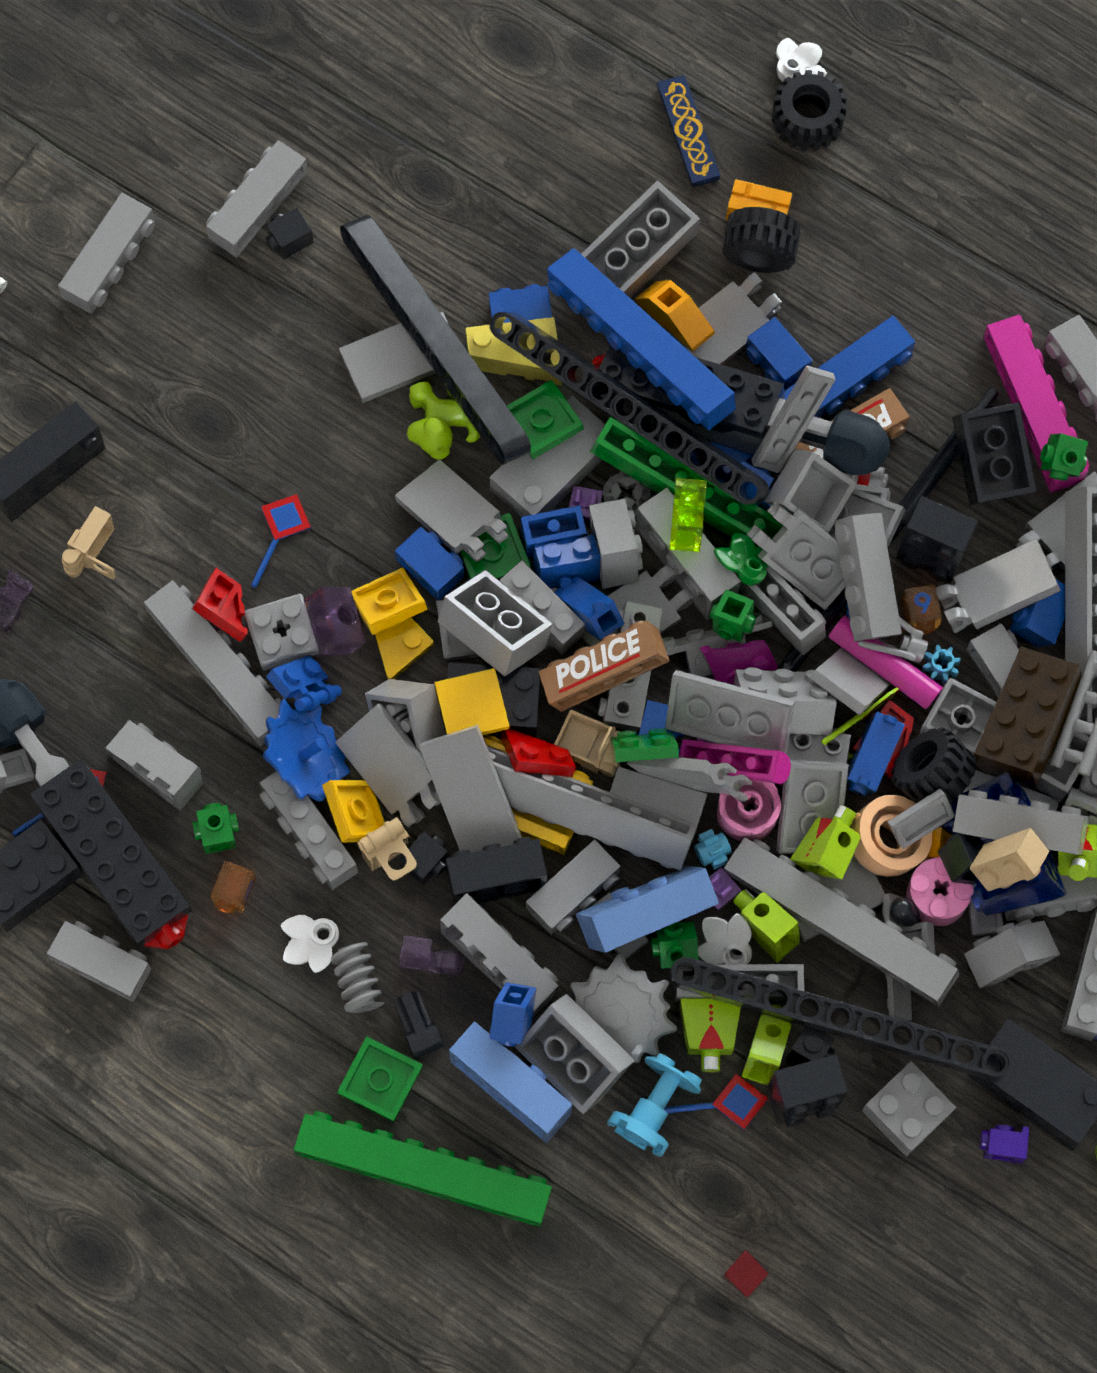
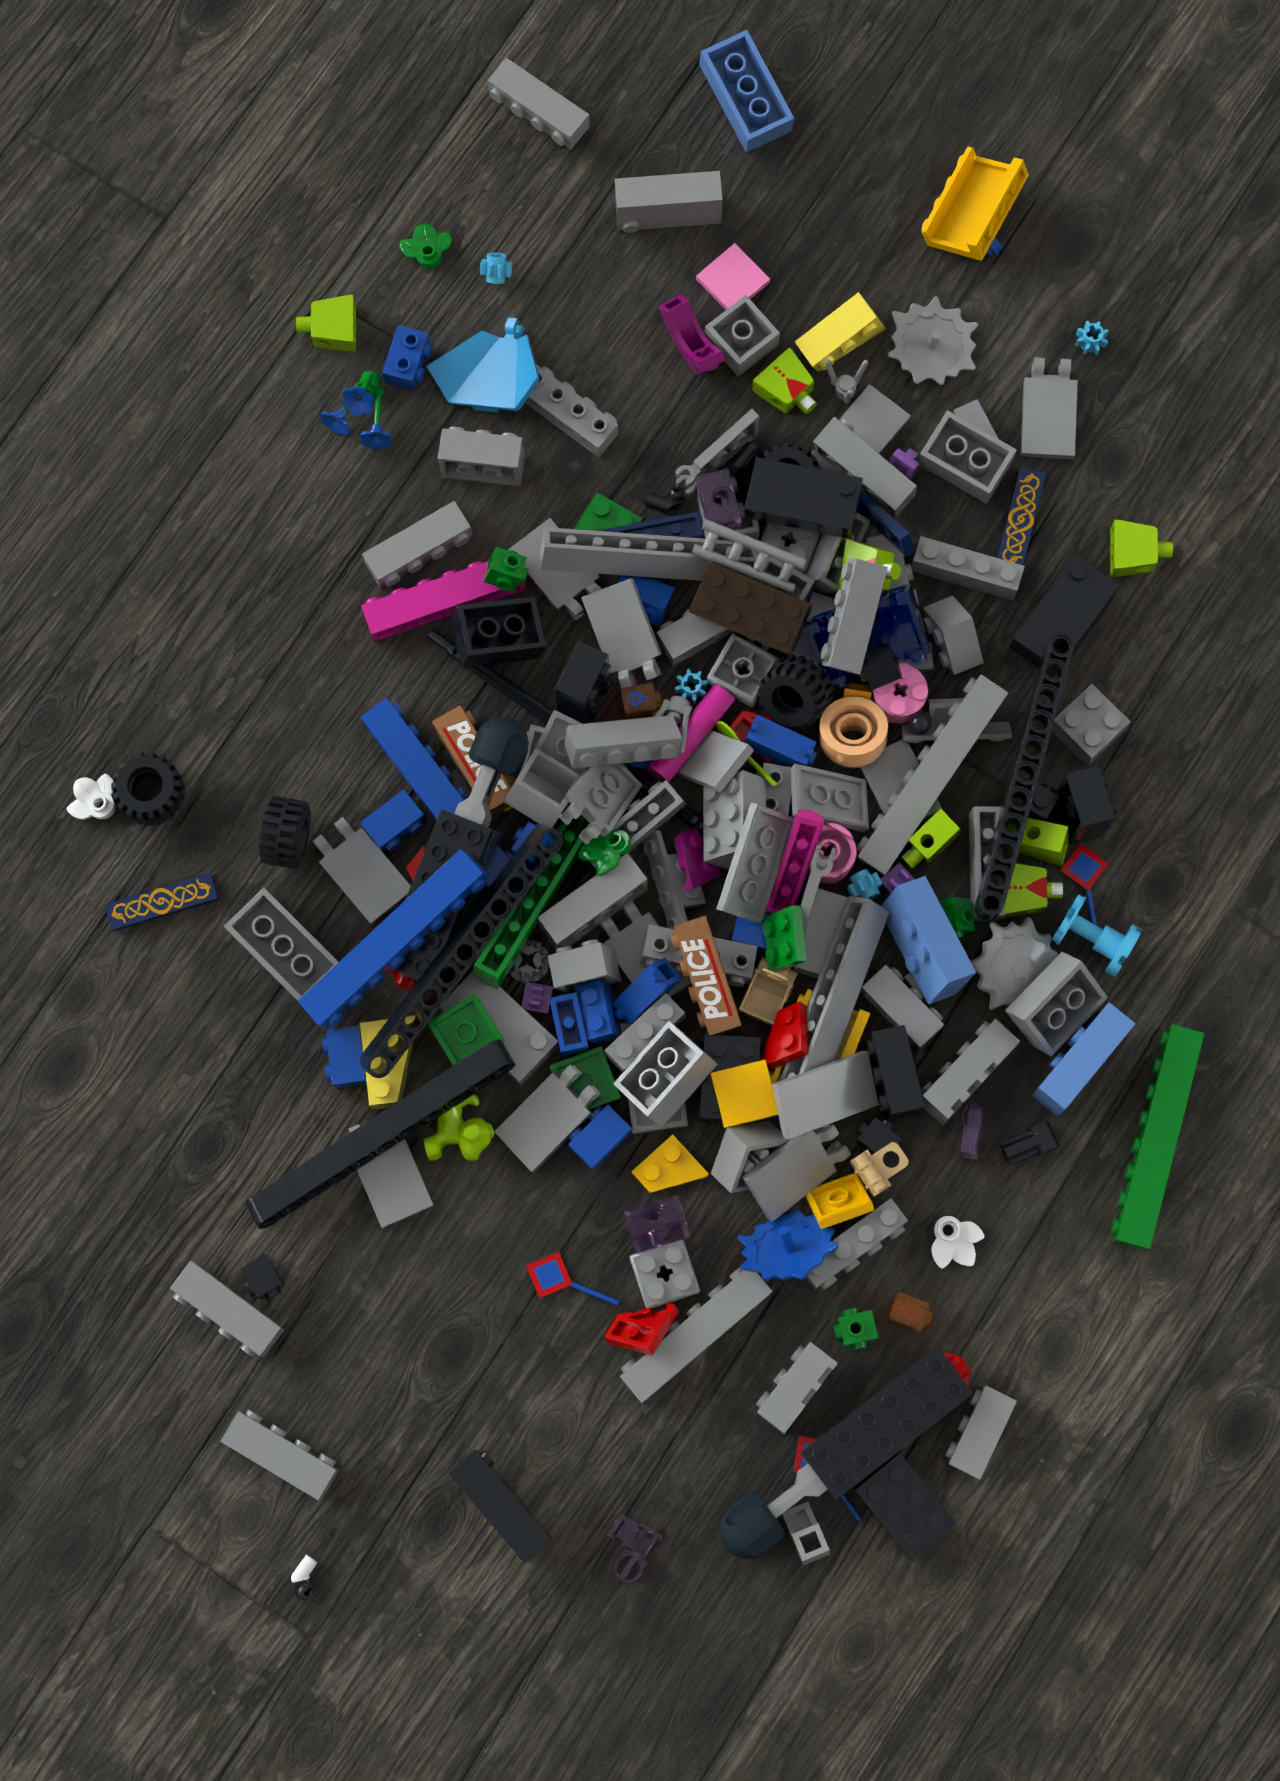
camera: 85 degrees left, 5 degrees up
(87, 543) = (581, 1461): tan piece -> none
(298, 678) = (710, 1254): blue plate -> none
(355, 978) = (990, 1197): light grey piece -> none
(380, 1079) = (1079, 1176): green plate -> none
(388, 601) = (636, 1175): yellow tile -> none
(512, 1014) = (1030, 1053): blue brick -> none
(676, 313) = (353, 913): light orange slope -> none
(687, 515) = (572, 896): clear neon green brick -> none
(724, 937) = (948, 874): white plate -> none
(733, 616) = (651, 854): green brick -> none
(745, 1274) = (1232, 864): dark red slope -> none
(754, 195) = (242, 837): light orange brick -> none
(793, 419) = (482, 798): light grey tile -> none
(828, 845) = (867, 782): lime torso -> none
(921, 819) = (845, 701): light grey tile -> none
(1005, 1144) = (1115, 646): dark purple brick -> none
(1009, 860) = (891, 624): tan brick -> none

